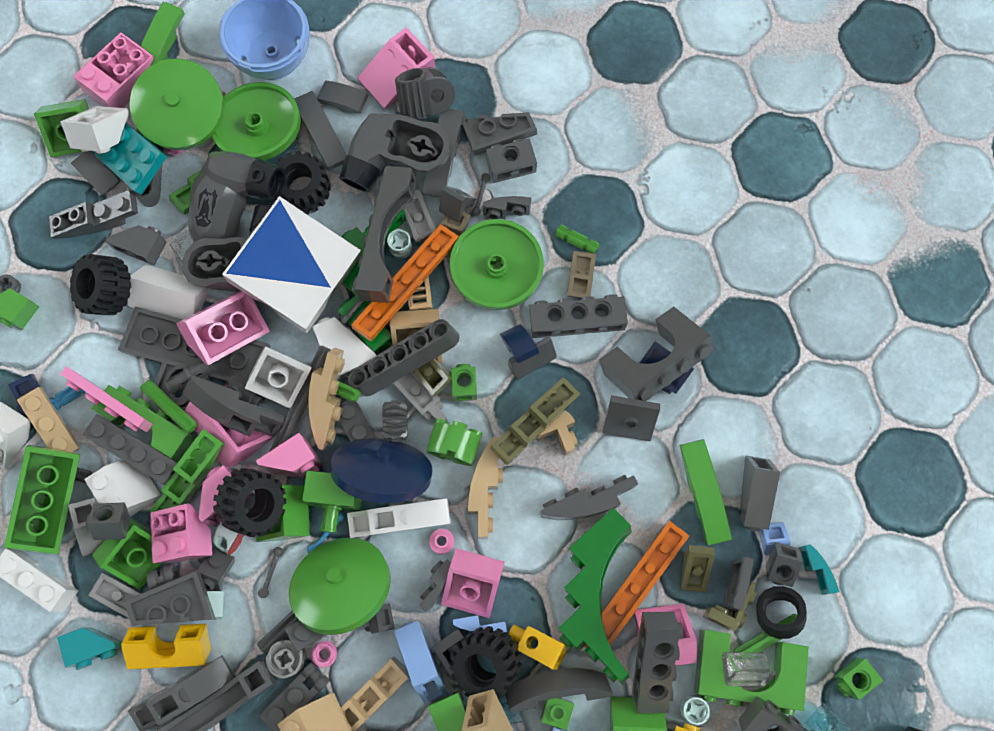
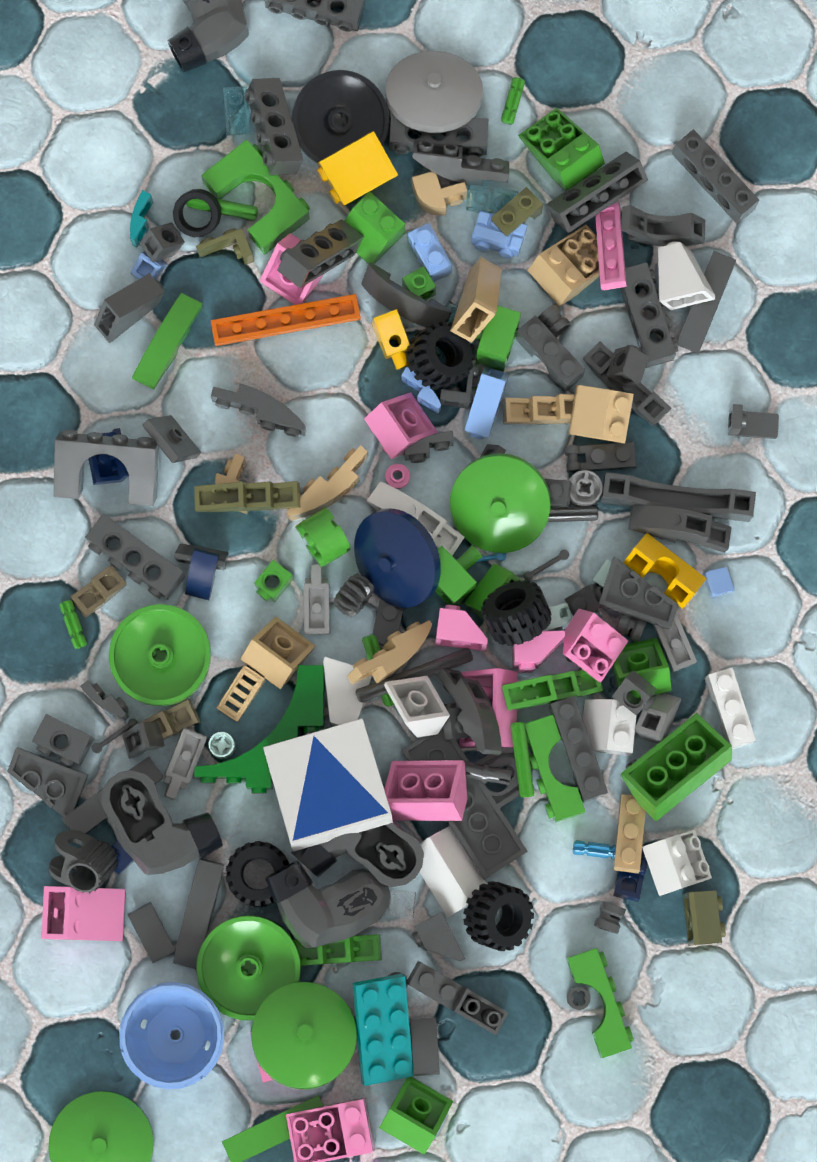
camera: 140 degrees left, 5 degrees up
(21, 354) = (609, 923): none -> dark grey wheel
(86, 645) = (724, 624): teal slope -> none
(95, 128) = (391, 1072): white slope -> none
(97, 395) = (570, 812): bright pink plate -> none
(119, 677) = (718, 582): none -> light blue slope
(316, 654) = (553, 462): bright pink plate -> none
(346, 318) = (321, 709): dark grey hinge -> none
(395, 192) = (187, 784): dark grey arch -> none
(404, 357) = (296, 627): dark grey beam -> none
(406, 282) = (247, 699): orange plate -> none
(433, 376) = (293, 608): olive slope -> none
(585, 626) = (345, 320): green arch -> none
(696, 568) = (227, 294): olive slope -> none
(698, 712) = (318, 201): light aqua wheel -> none
(738, 584) = (209, 256): dark grey plate -> none
(747, 669) = (258, 198): clear slope -> none
(868, 679) = (182, 119): bright green brick -> none

